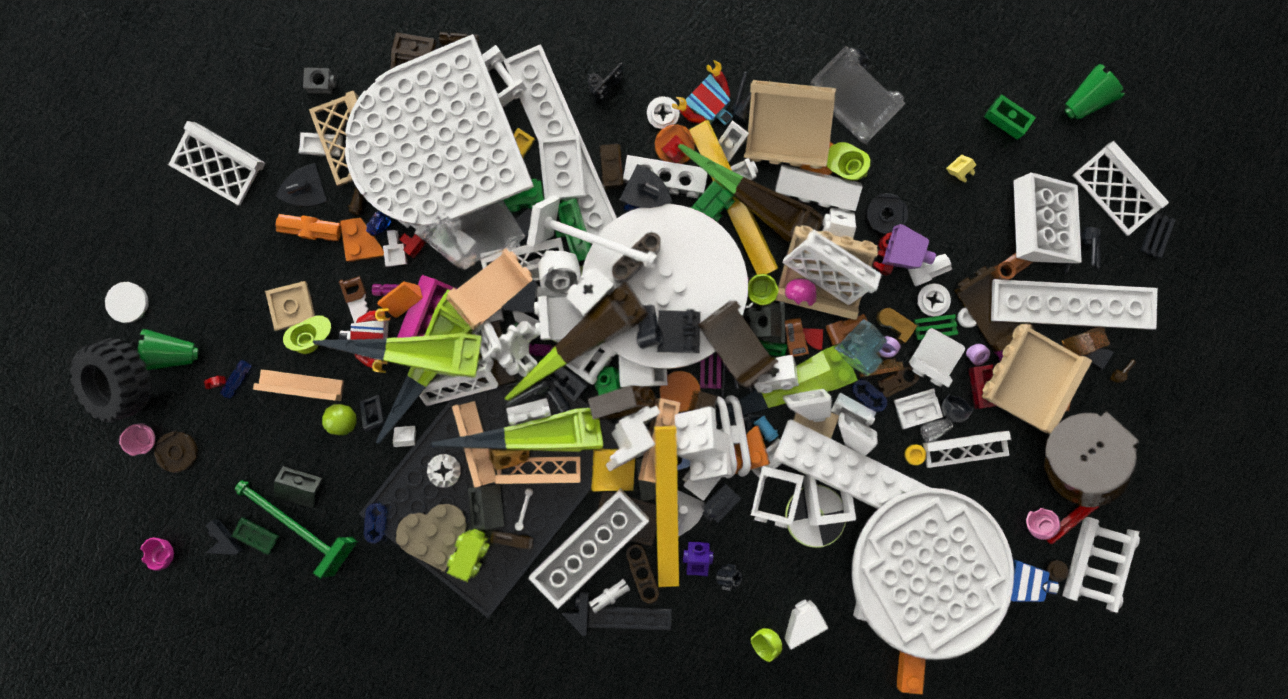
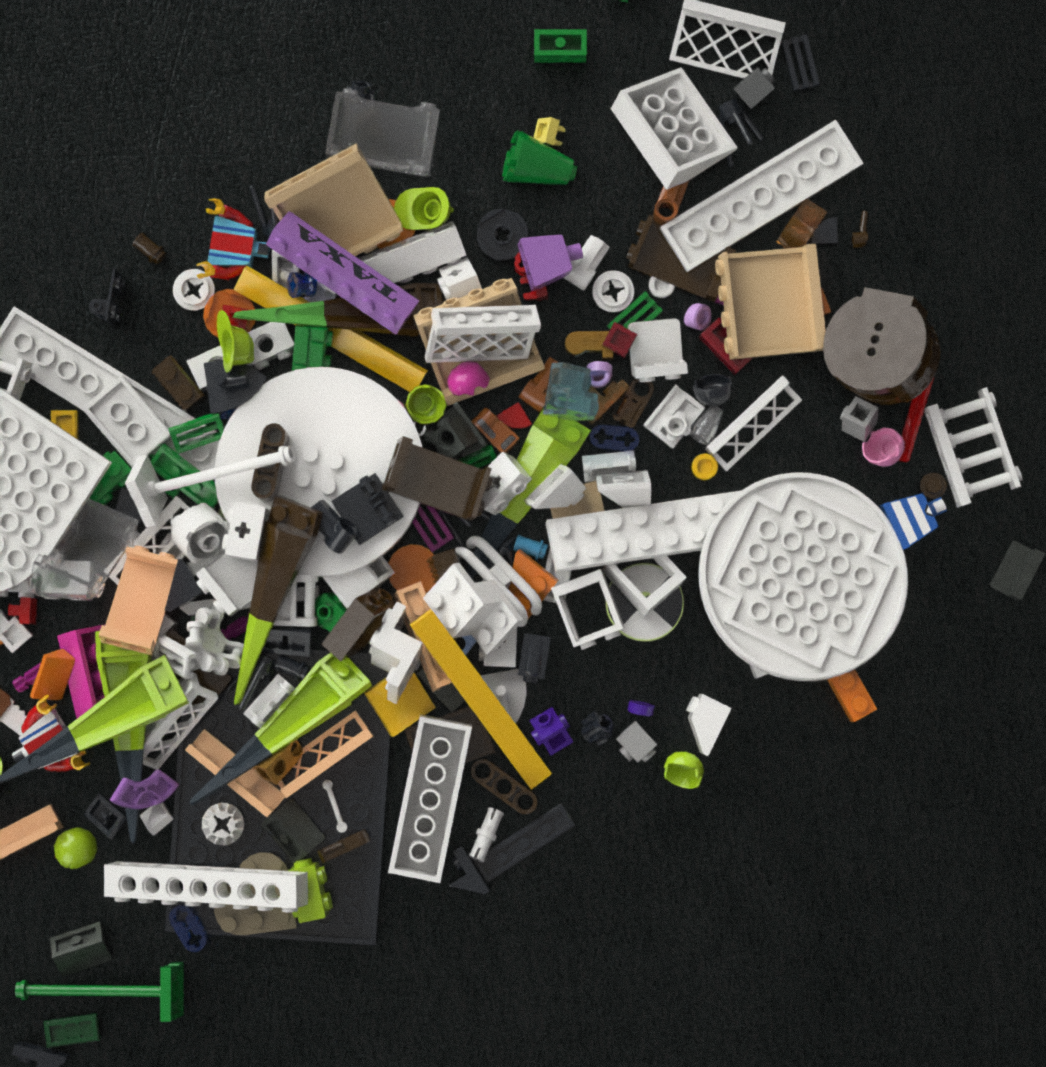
camera: 35 degrees left, 0 degrees up
(406, 416) = (145, 792): none -> medium lavender tile
(459, 543) = (292, 885): none -> white brick
(587, 194) = (197, 432): none -> green tile
(651, 62) = (149, 248): none -> dark brown pin
(666, 164) = (234, 342): none -> lime piece
(735, 156) = (301, 284): none -> clear blue wheel
(747, 604) = (636, 743): none -> light grey brick
(766, 583) = (640, 708): none -> dark purple tile
(768, 166) = (342, 272): none -> medium lavender brick
(918, 334) = (619, 339): none -> dark red tile
(920, 420) = (683, 428): none -> white plate
(941, 182) = (536, 162): none -> green cone
(1040, 494) = (859, 418): none -> light grey brick
(1075, 665) = (1016, 570): none -> pearl dark grey panel
(1119, 230) = (755, 86): none -> dark grey brick

